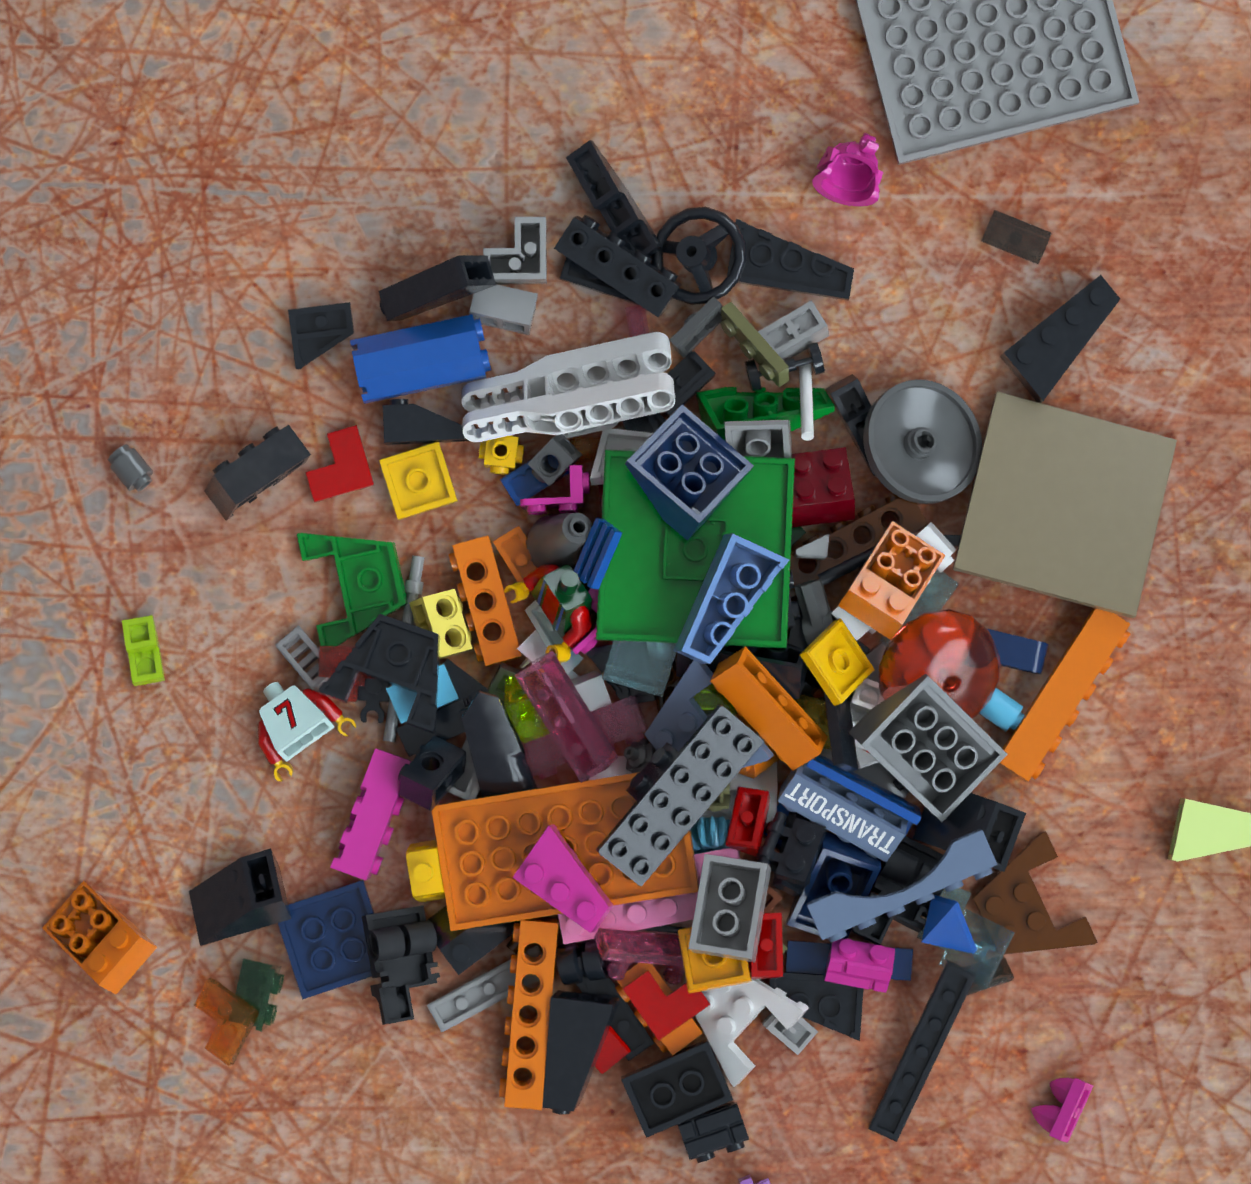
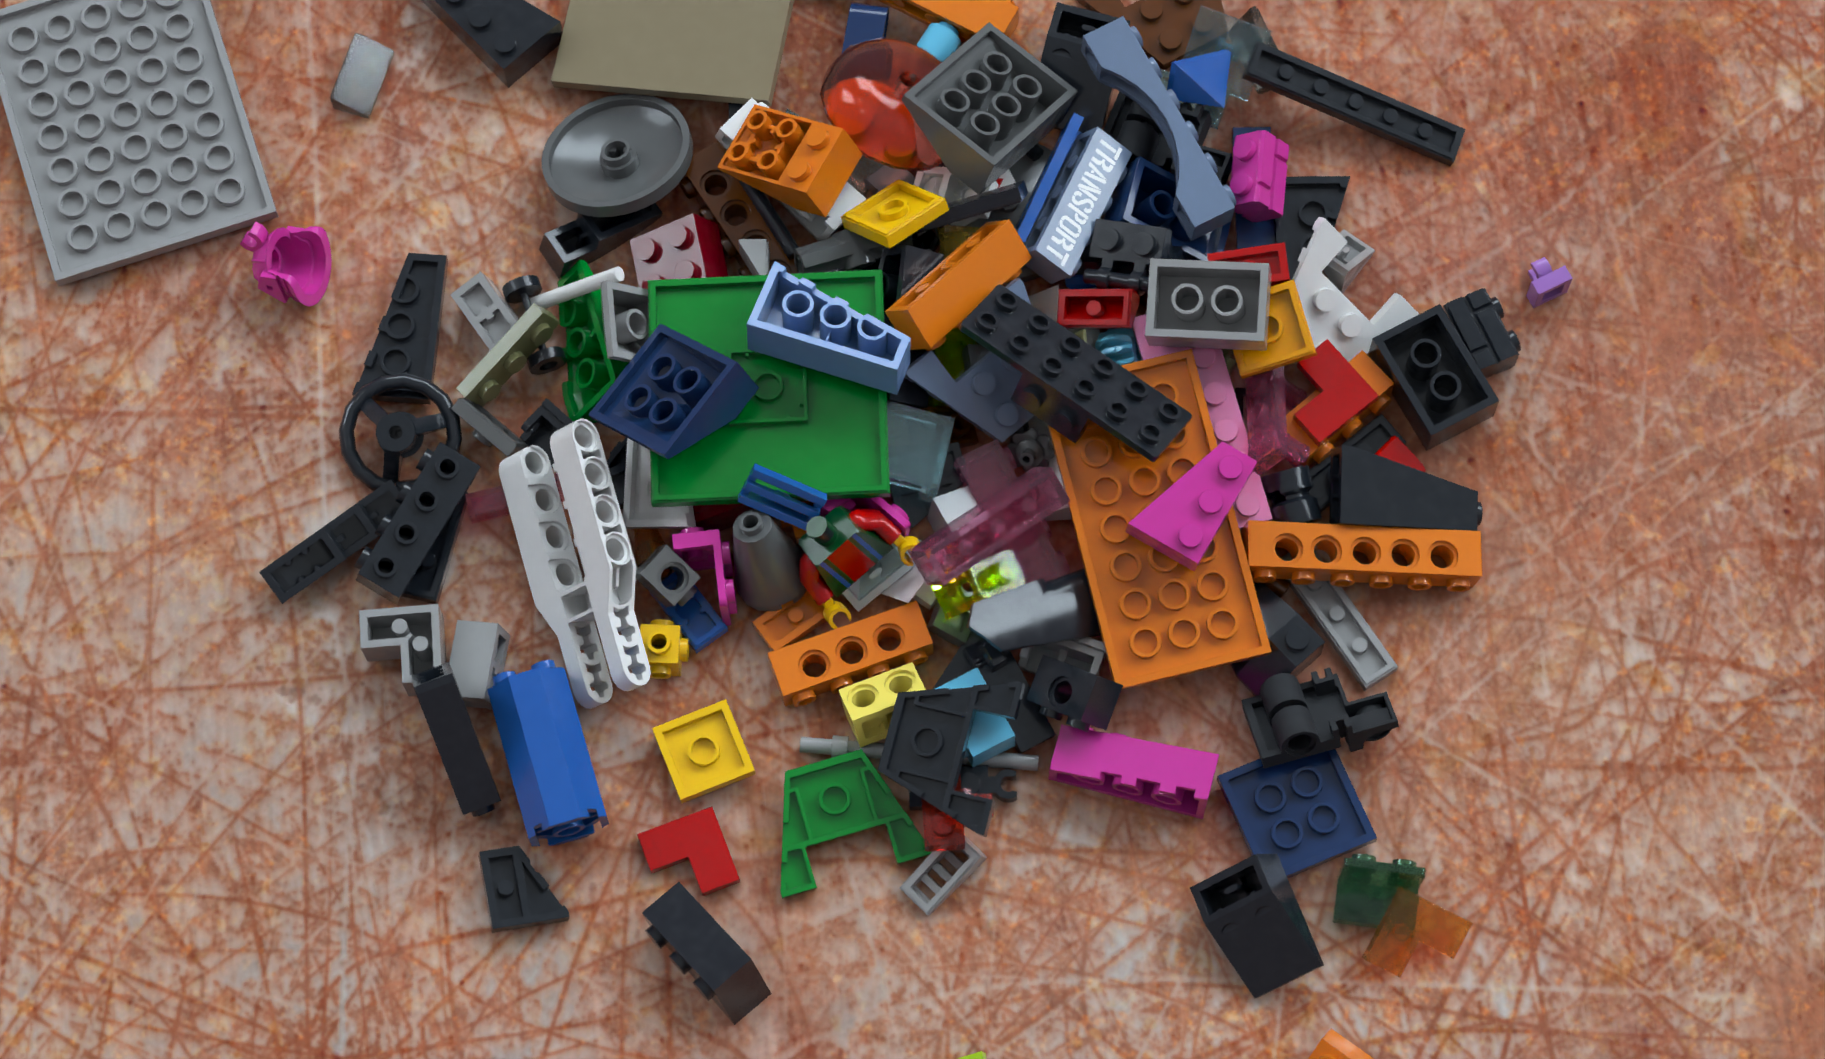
camera: 90 degrees left, 15 degrees down
(294, 722) = (1025, 875): light aqua torso -> none
(416, 425) = (631, 757): black slope -> none
(425, 871) = (1196, 695): yellow torso -> none

